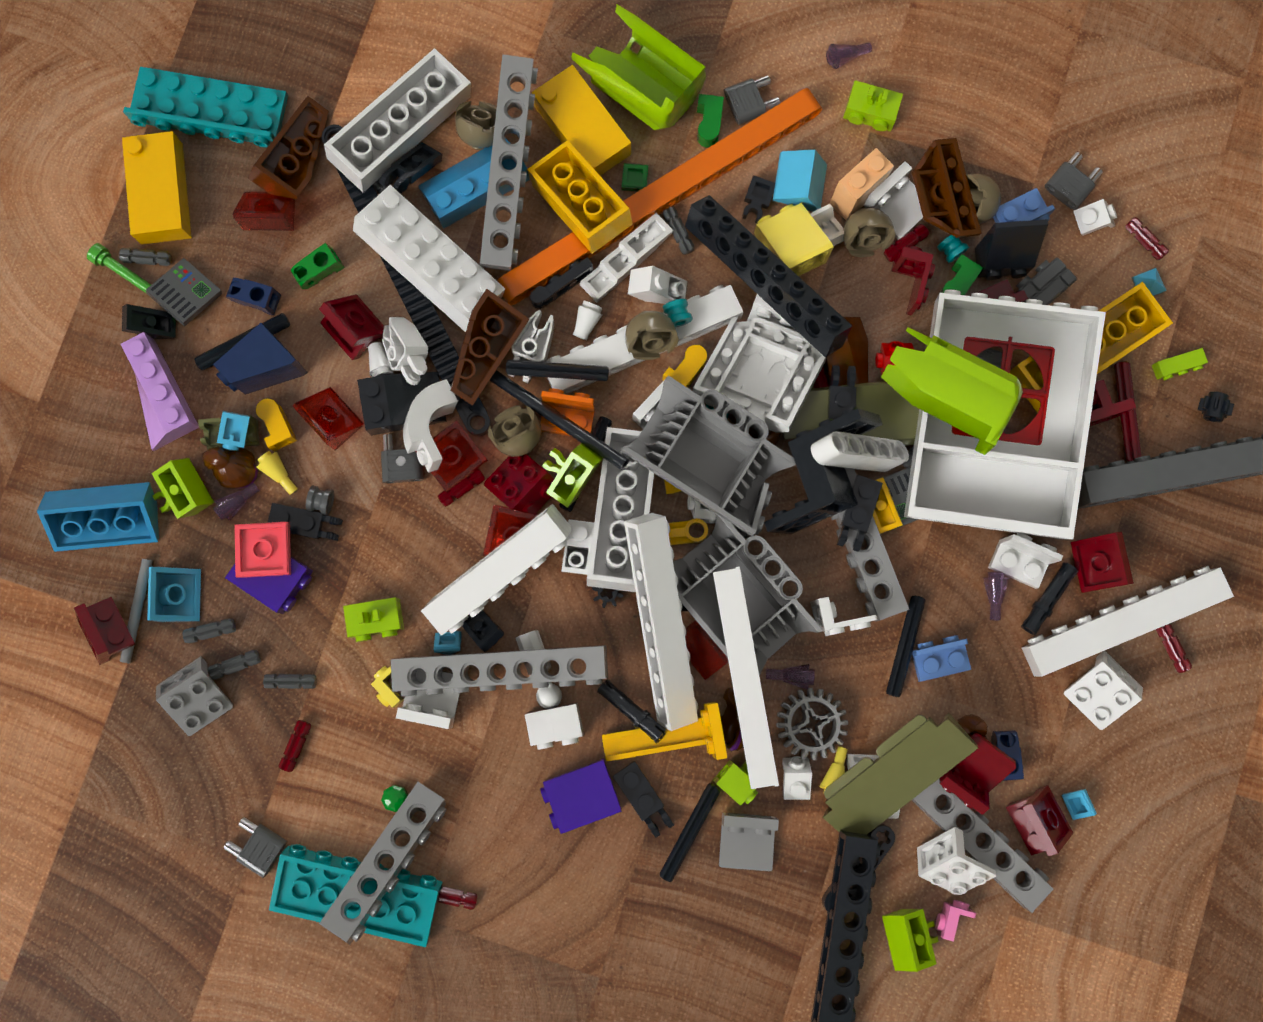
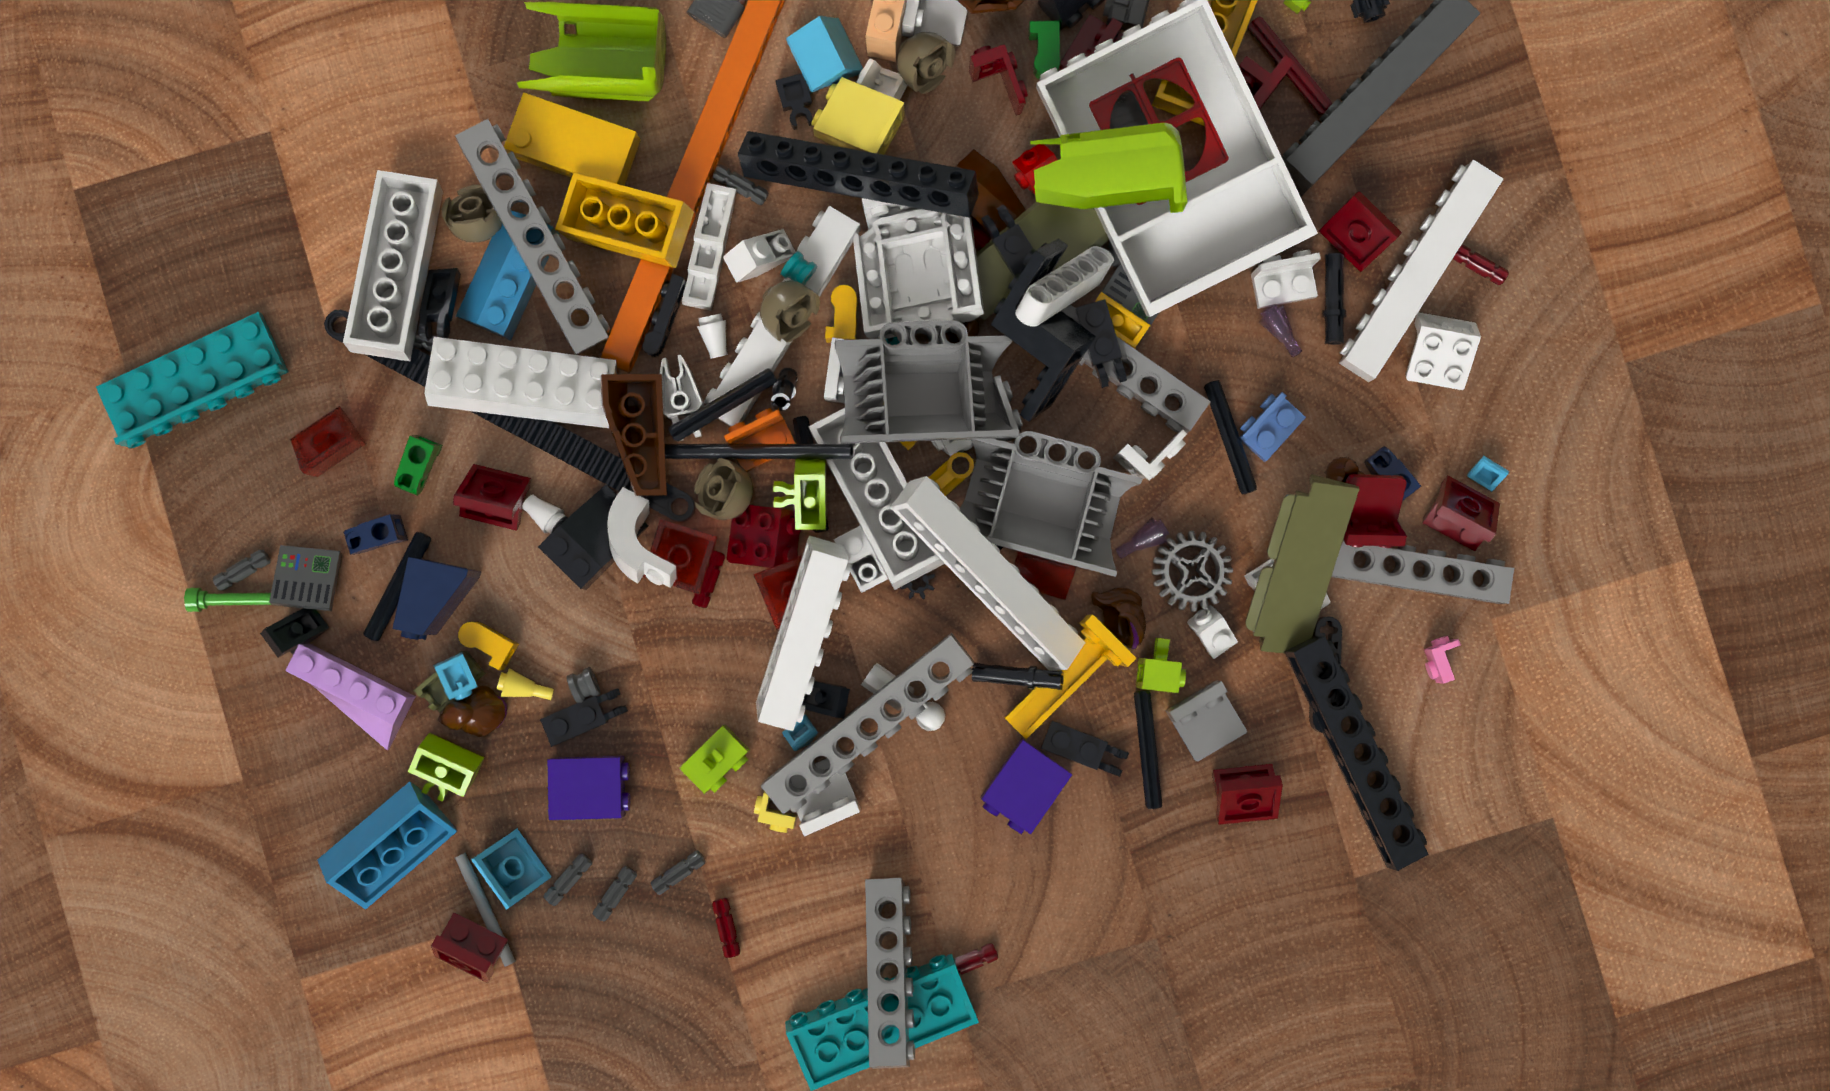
camera: 30 degrees left, 5 degrees up
(156, 188) = (203, 495): yellow brick -> none
(192, 697) = (598, 950): light grey bracket -> none
(229, 505) = (501, 749): cone -> none
(260, 850) = (763, 1043): dark grey piece -> none
(262, 549) = (565, 769): coral tile -> none
(290, 157) = (313, 378): reddish brown wedge -> none
(329, 417) = (535, 600): clear red slope -> none
(394, 797) = (853, 909): green tile -> none
(399, 465) = (634, 600): dark grey piece -> none
(405, 349) = (561, 484): white hinge -> none
(554, 725) = (954, 739): white brick -> none
(608, 389) = (784, 389): none -> black pin
(634, 177) = (661, 161): green tile -> none
(709, 128) = (700, 61): green leg -> none
(740, 917) = (1247, 793): none -> dark red bracket
(745, 679) = (1102, 573): white tile -> none
(836, 768) = (1243, 597): light yellow cone -> none
(909, 239) = (968, 44): dark red axle -> none
(910, 939) = (1414, 705): lime brick -> none
(946, 865) = (1401, 615): white bracket -> none
(952, 248) = (1017, 20): teal wheel -> none

